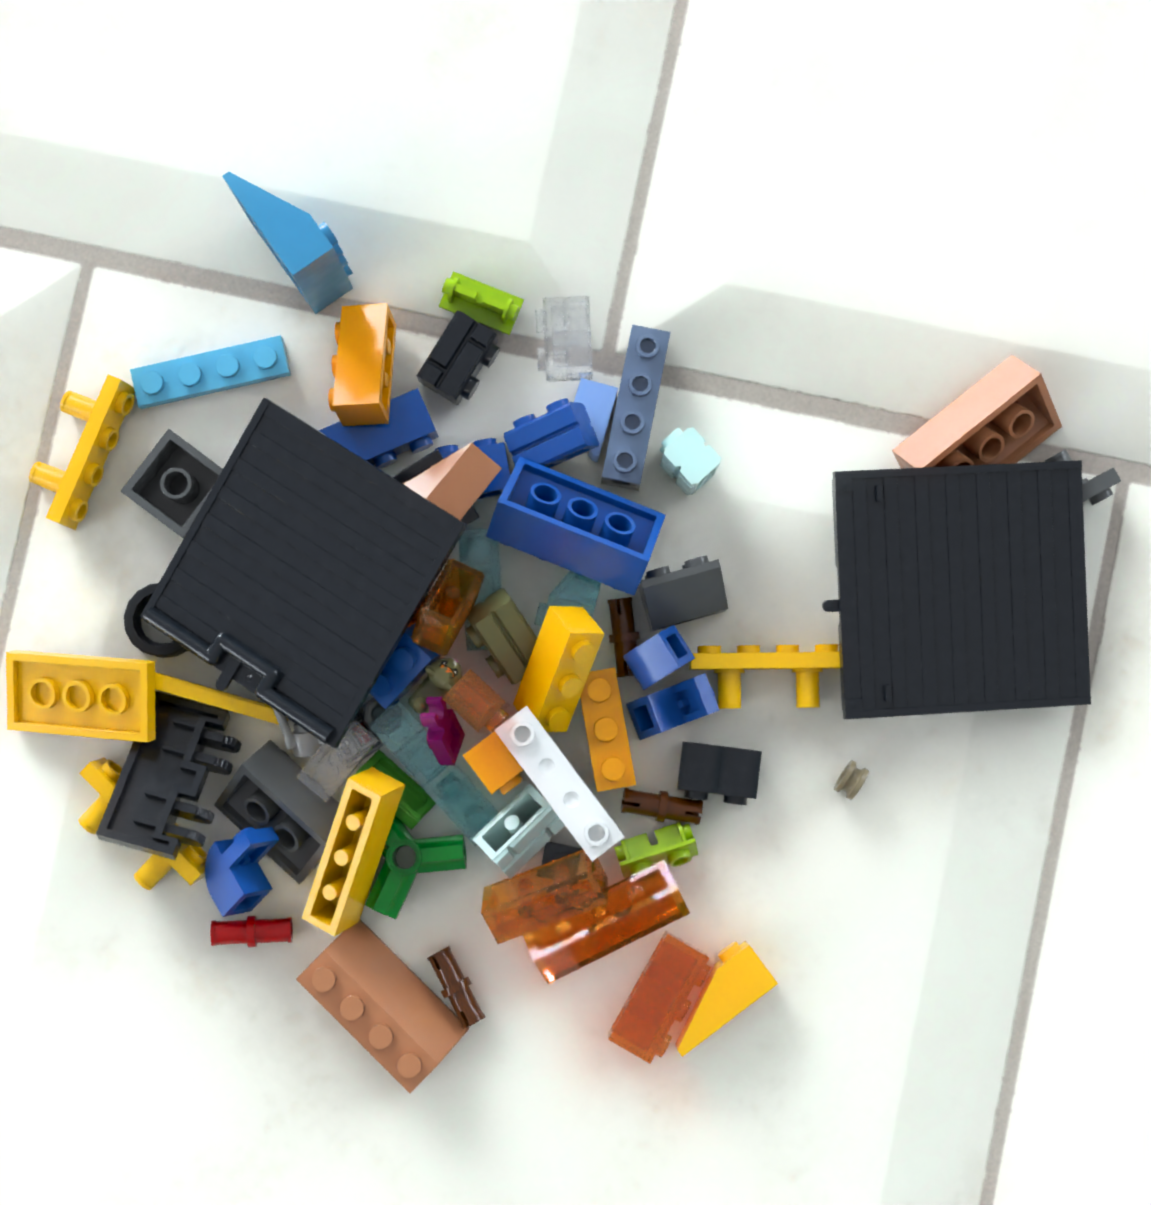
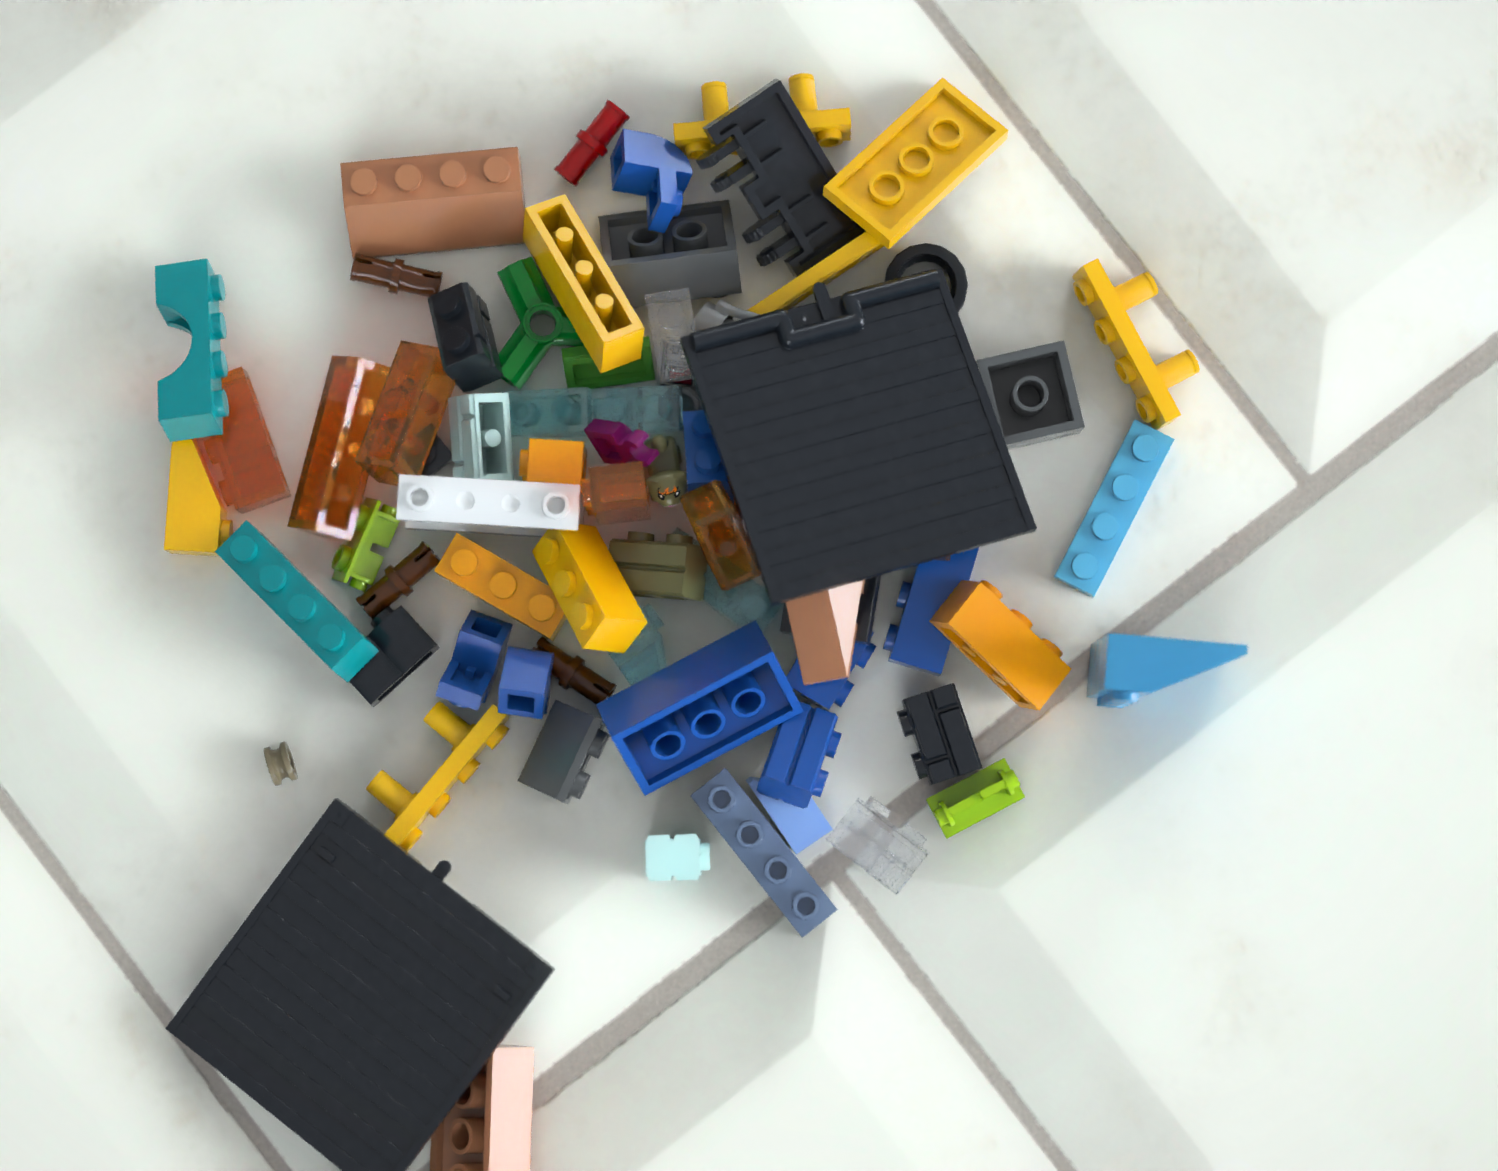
camera: 130 degrees right, 0 degrees up
(458, 901) = (465, 337): none -> black brick
(658, 1055) = (192, 396): none -> teal arch
(735, 861) = (297, 601): none -> teal brick

